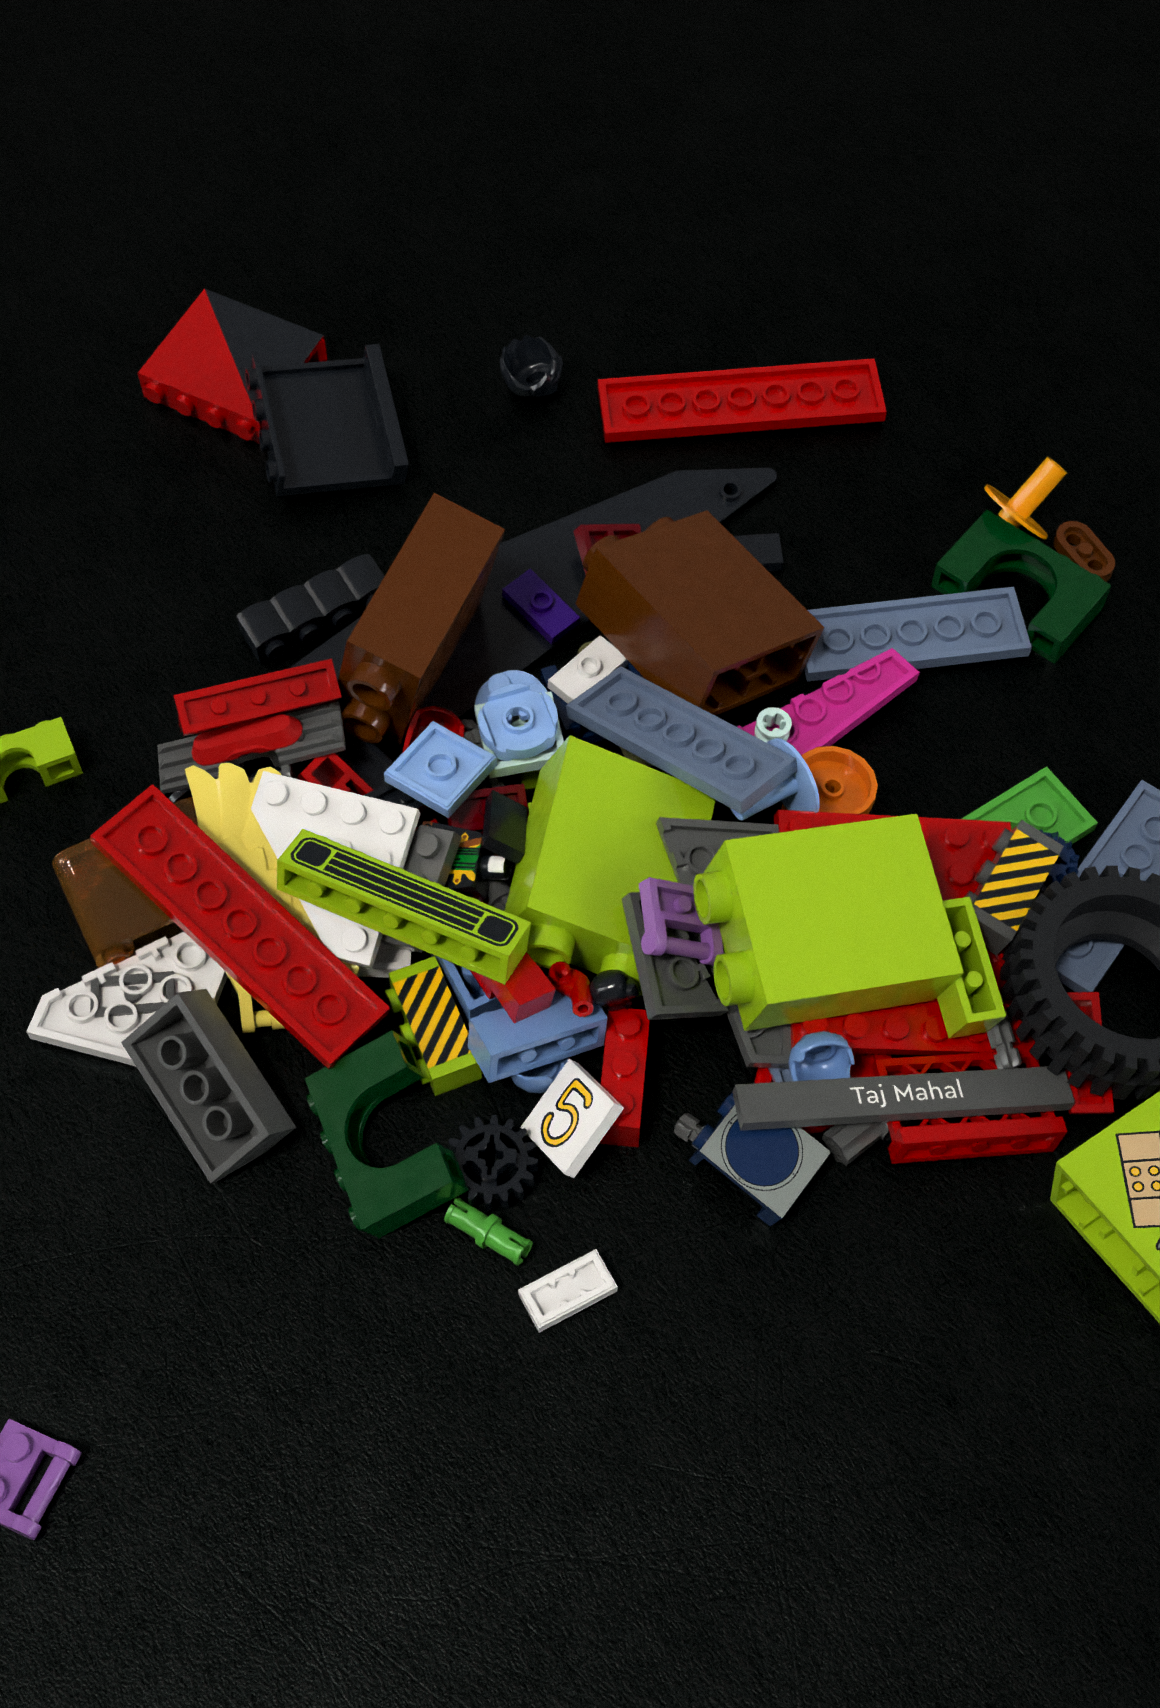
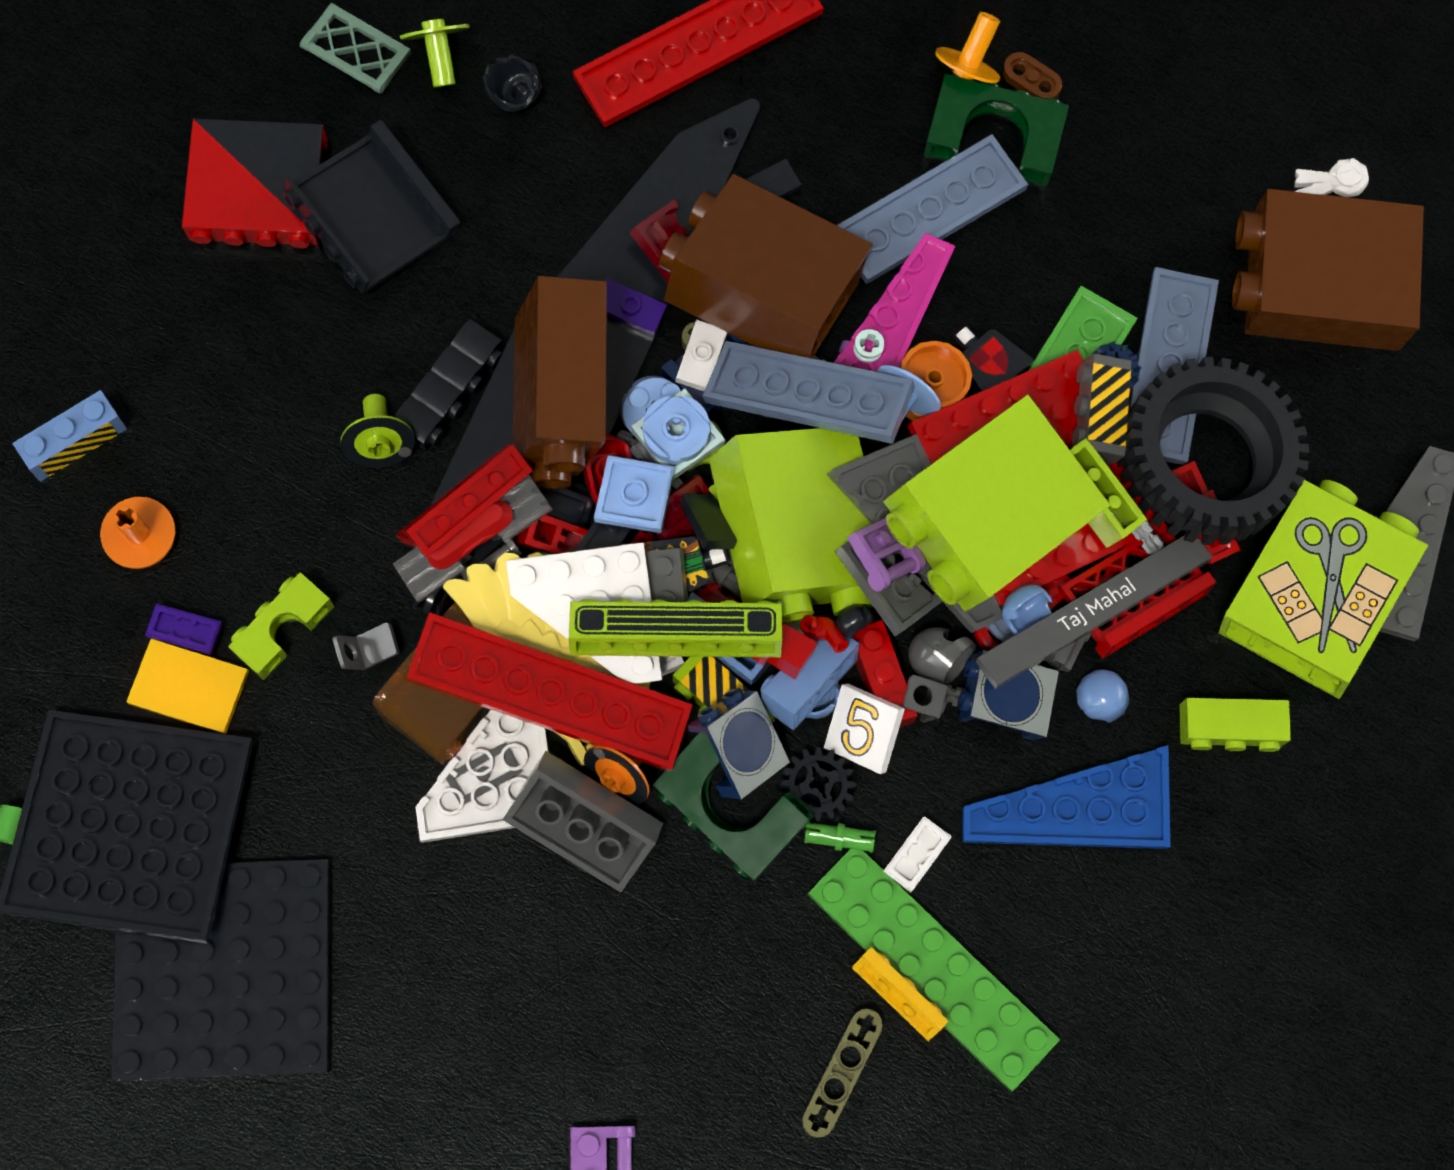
camera: 30 degrees left, 15 degrees up
(84, 820) = (367, 648): none -> dark grey bracket
(212, 625) = (377, 438): none -> piece
(273, 1048) = (617, 773): none -> piece
(357, 1511) = (846, 1075): none -> olive beam
(419, 319) = (354, 25): none -> sand green window
(423, 1070) = (741, 741): none -> dark blue panel
(467, 1440) = (900, 993): none -> yellow plate
(476, 300) = (438, 49): none -> lime piece
(526, 1438) = (977, 1006): none -> bright green plate
(666, 1128) = (934, 701): none -> dark grey bracket
(689, 1073) = (938, 658): none -> dark grey helmet
(804, 1329) = (1098, 807): none -> blue wing
(876, 1209) = (1103, 695): none -> medium blue hair
(908, 792) = (991, 358): none -> black torso
(1024, 1306) = (1234, 723): none -> lime brick

